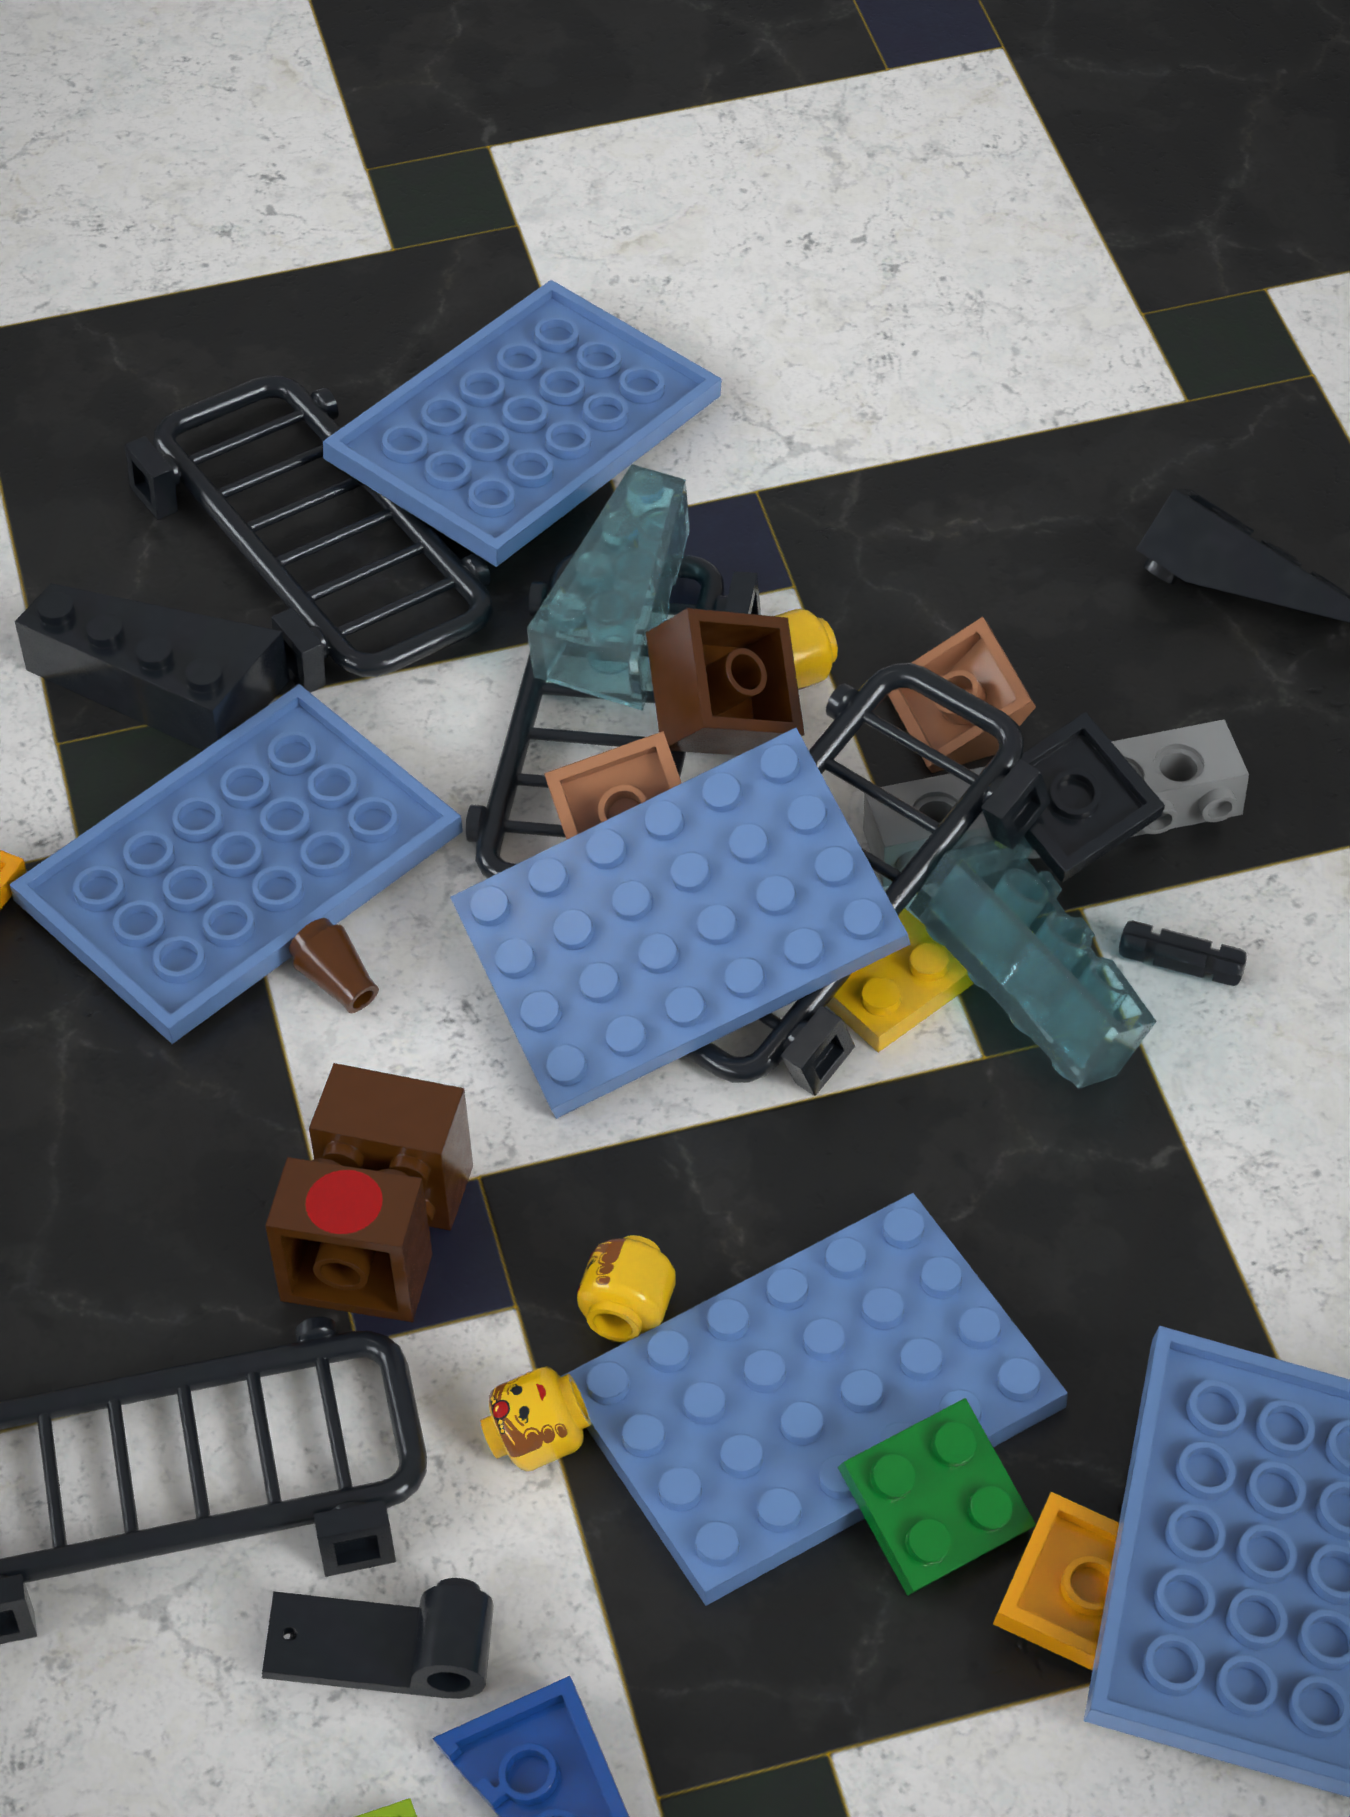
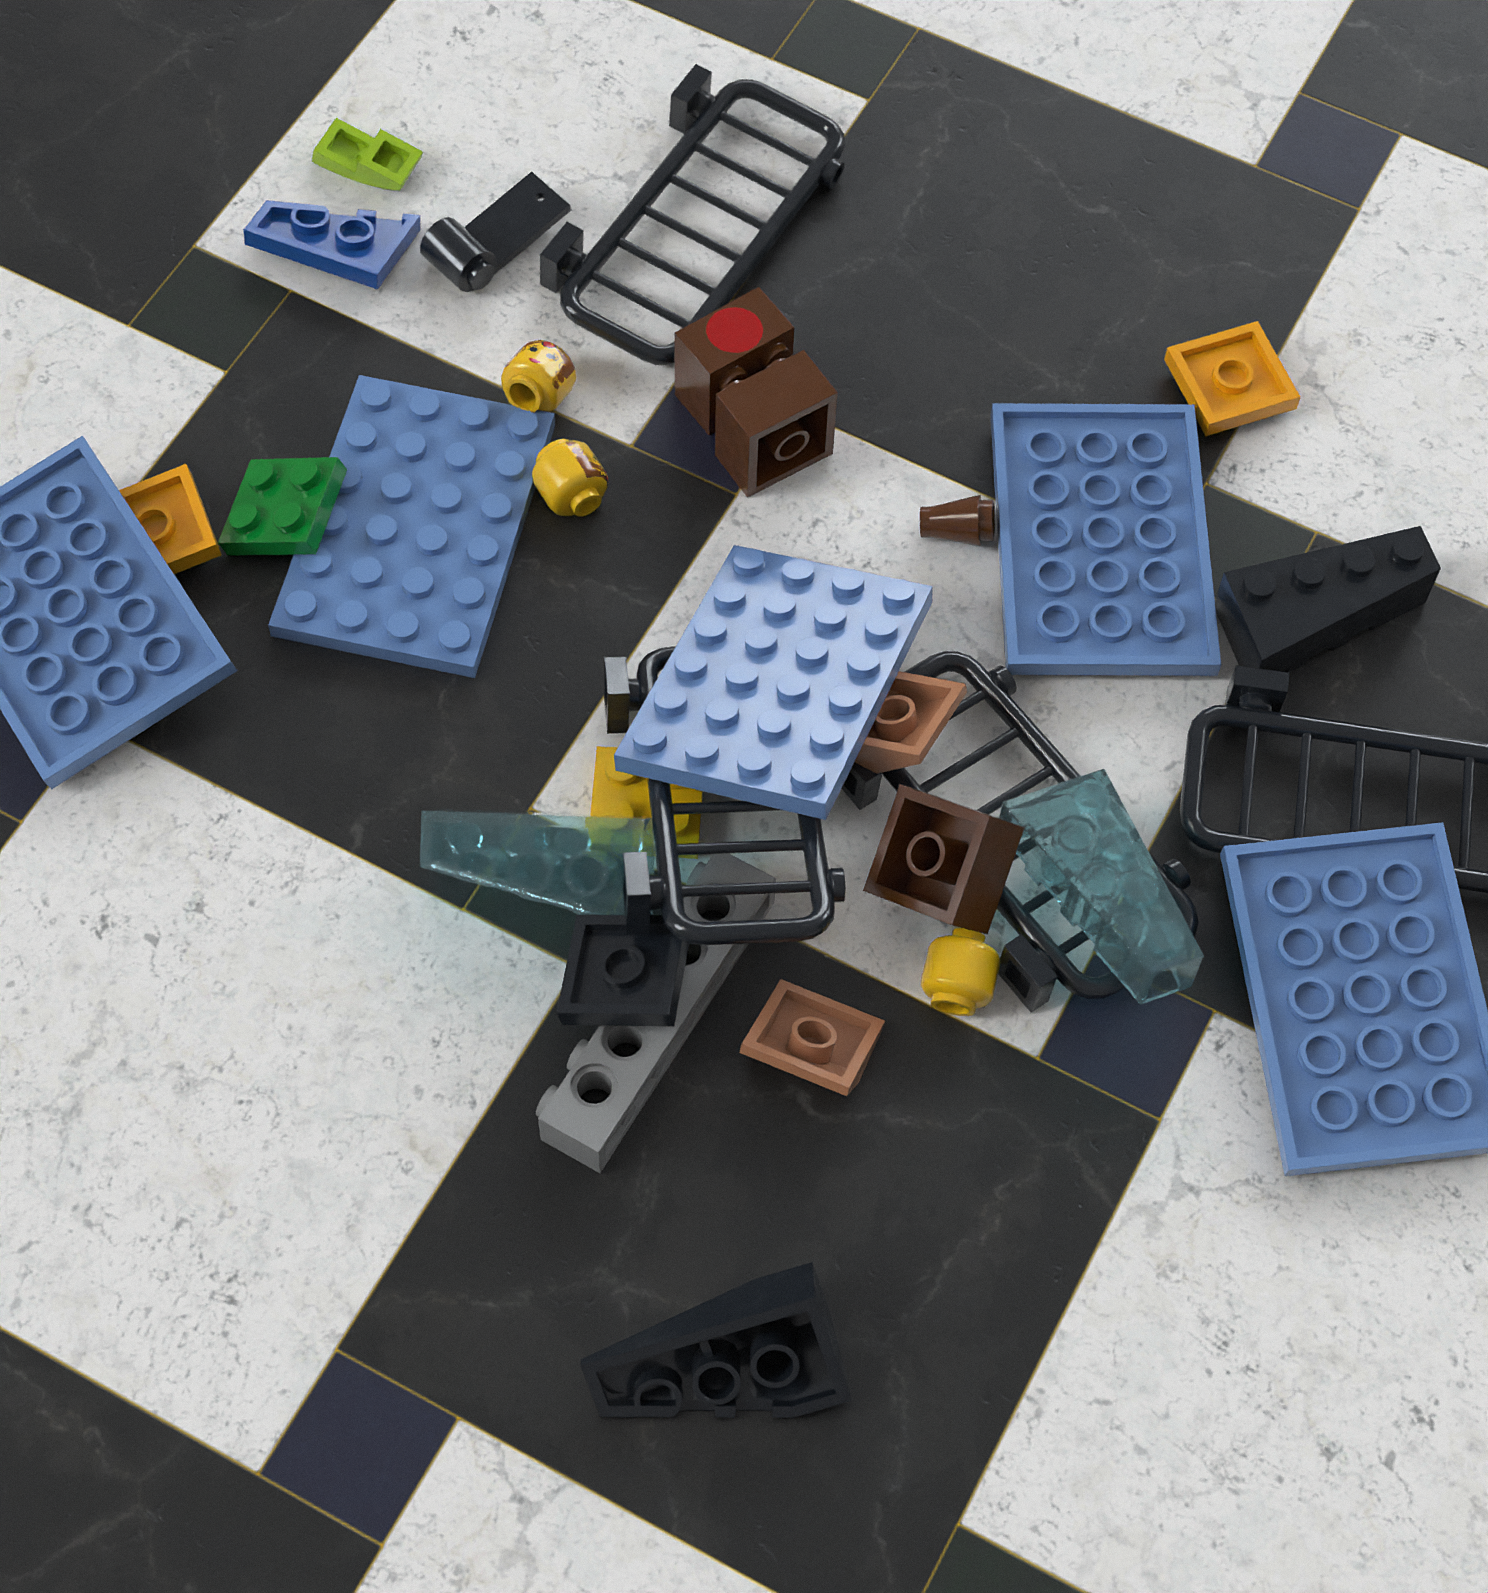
camera: 130 degrees right, 10 degrees up
(1182, 953) = (471, 975): black axle -> none

